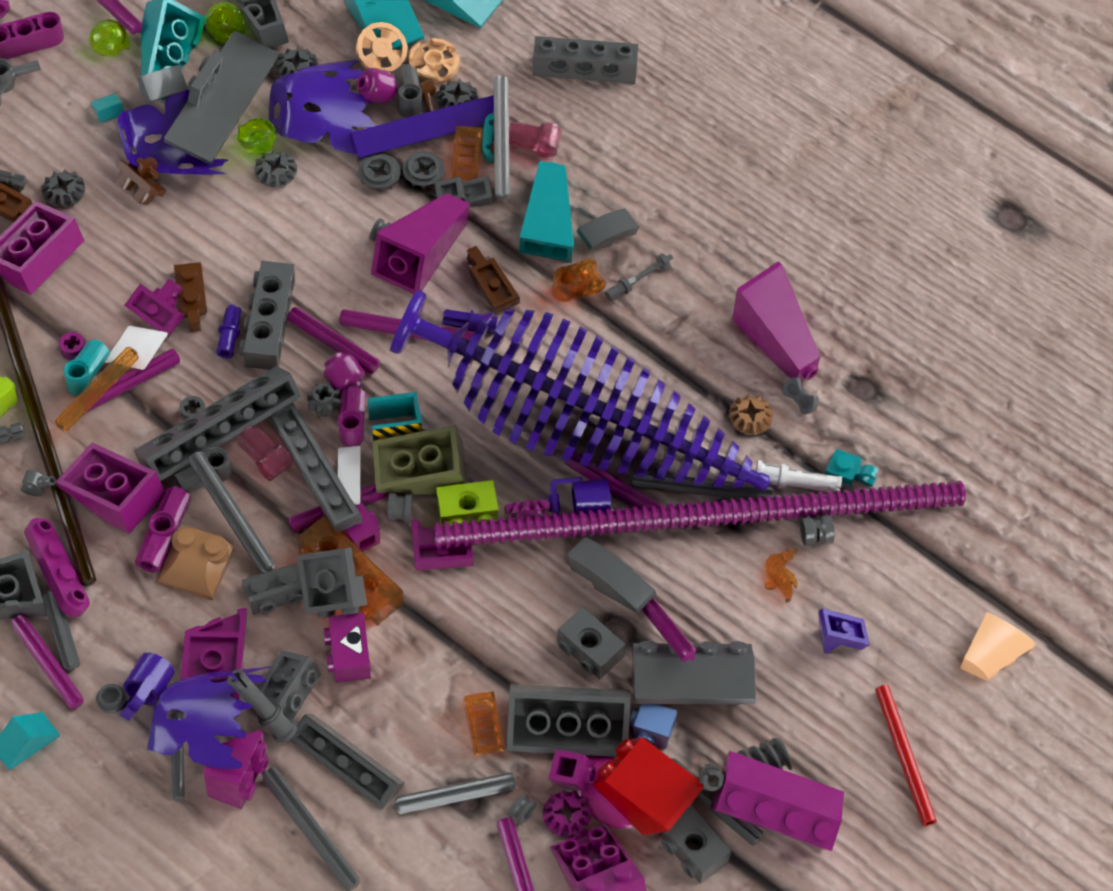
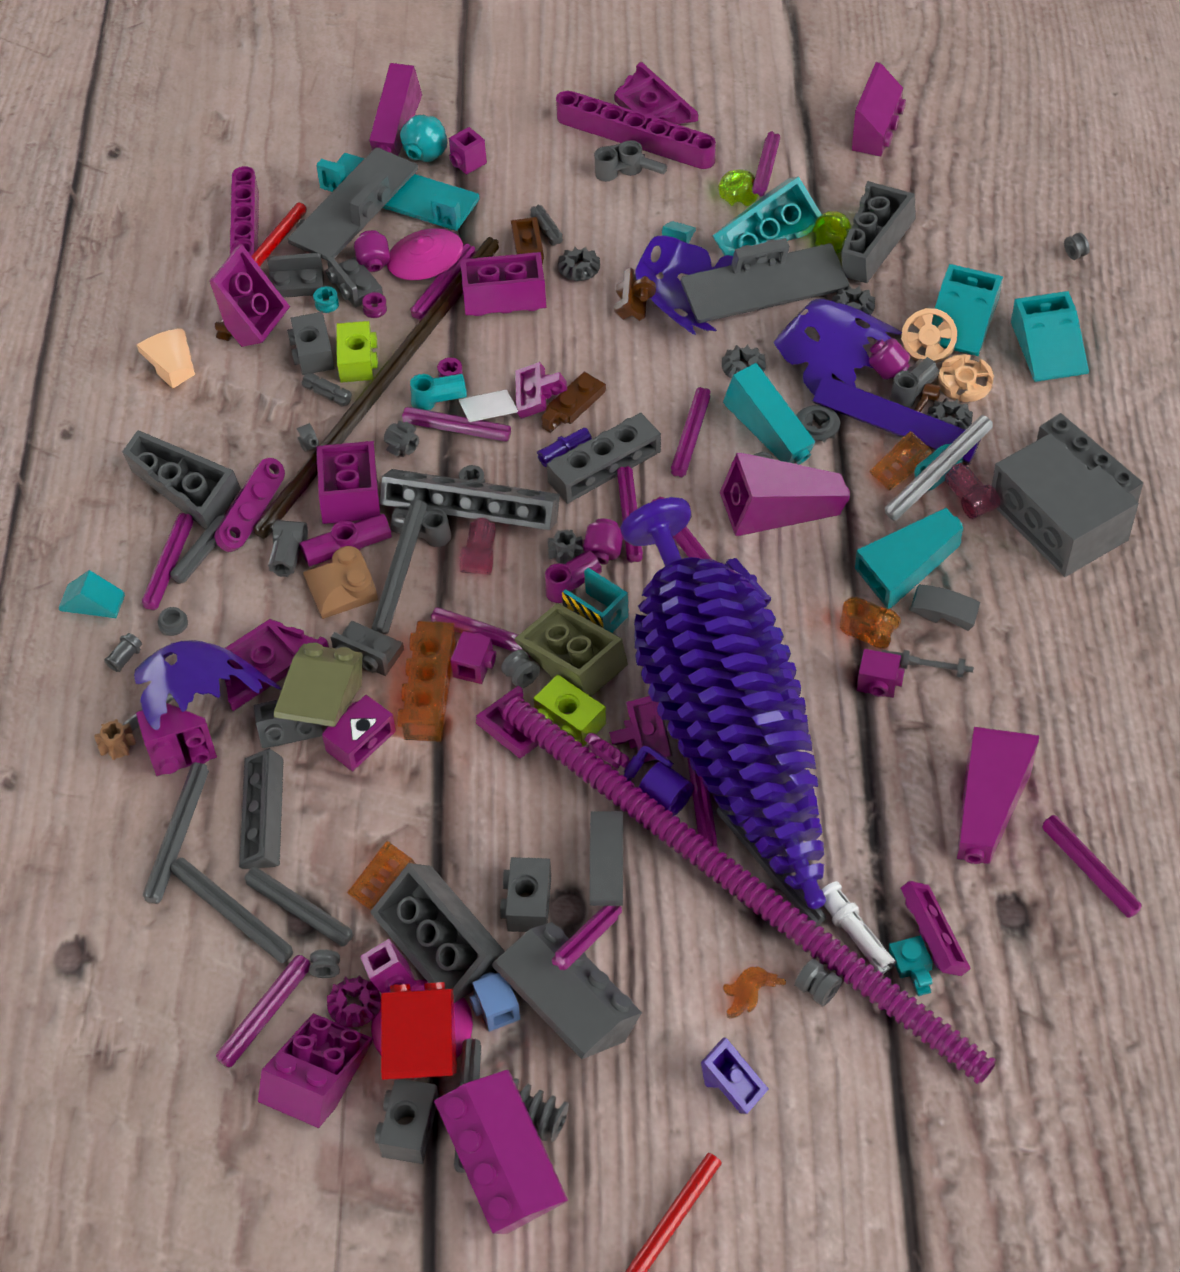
camera: 55 degrees right, 5 degrees down
(96, 389) = (421, 408): clear orange axle -> none
(105, 750) = (123, 652): none -> dark grey pin
(108, 423) = (401, 438): none -> dark grey gear
(121, 566) = (286, 546): none -> dark grey piece
(146, 682) = (199, 625): dark purple piece -> none
(162, 83) = (725, 238): dark grey slope -> none
(185, 819) = (115, 739): none -> medium nougat gear
(256, 136) = (754, 328): clear neon green hair -> none
(269, 714) = (240, 721): dark grey pin -> none
(290, 639) = (320, 684): none -> olive slope
(301, 247) = (690, 432): none -> magenta axle
(315, 468) = (494, 587): dark grey tile -> none
(330, 583) = (387, 671): dark grey plate -> none
(347, 192) = (767, 415): none -> teal slope
(350, 471) = (515, 615): white sticker -> none
(414, 838) = (232, 910): none -> dark grey axle
(427, 161) = (845, 440): dark grey gear -> none
(474, 191) = (865, 491): dark grey slope -> none
(491, 281) = (799, 568): reddish brown hinge -> none
(531, 472) = (643, 729): none -> magenta hinge
(605, 99) = (1062, 504): none -> dark grey piece
(623, 308) = (880, 673): none -> magenta brick
(711, 785) = (457, 1068): dark grey pin -> none
(741, 420) = (885, 857): medium nougat gear -> none
(793, 389) = (943, 873): dark grey piece -> none
(839, 437) = (935, 928): none -> magenta plate
(874, 319) = (1092, 866): none -> magenta axle
(995, 647) = (852, 1223): light nougat slope -> none

